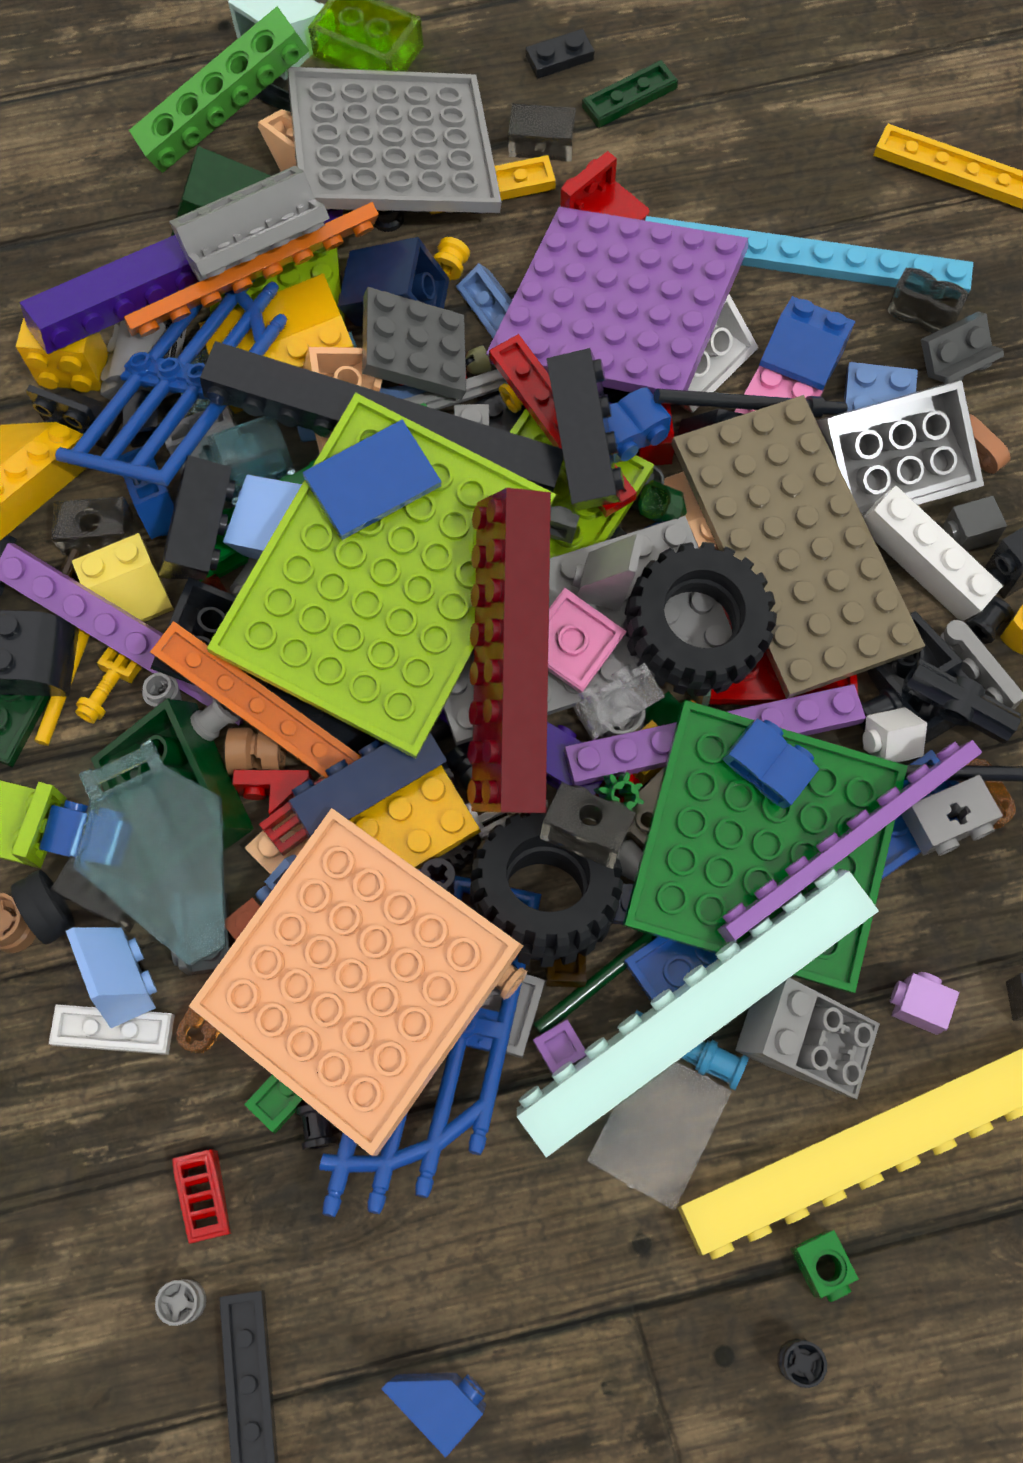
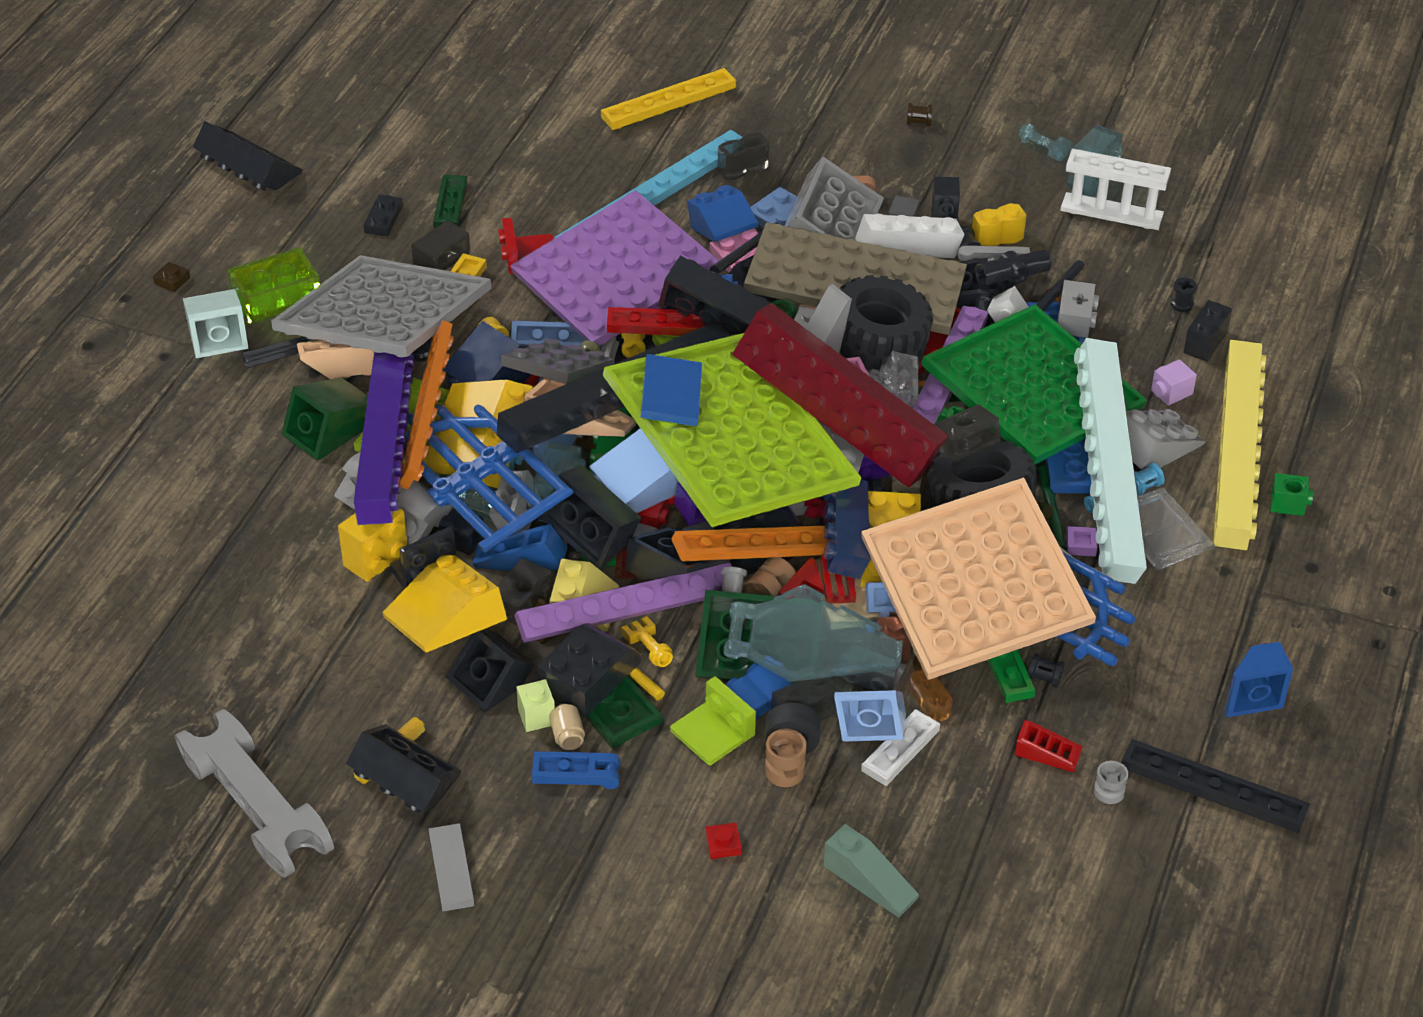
camera: 60 degrees left, 25 degrees down
(159, 688) = (691, 603): light grey cone -> none
(219, 90) = (252, 303): bright green brick -> none
(248, 223) = (411, 371): light grey brick -> none
(771, 762) = (993, 342): blue brick -> none
(808, 1366) = (1337, 530): black wheel -> none
(835, 848) = (1063, 344): medium lavender plate -> none
(960, 349) = (785, 164): dark grey bracket -> none

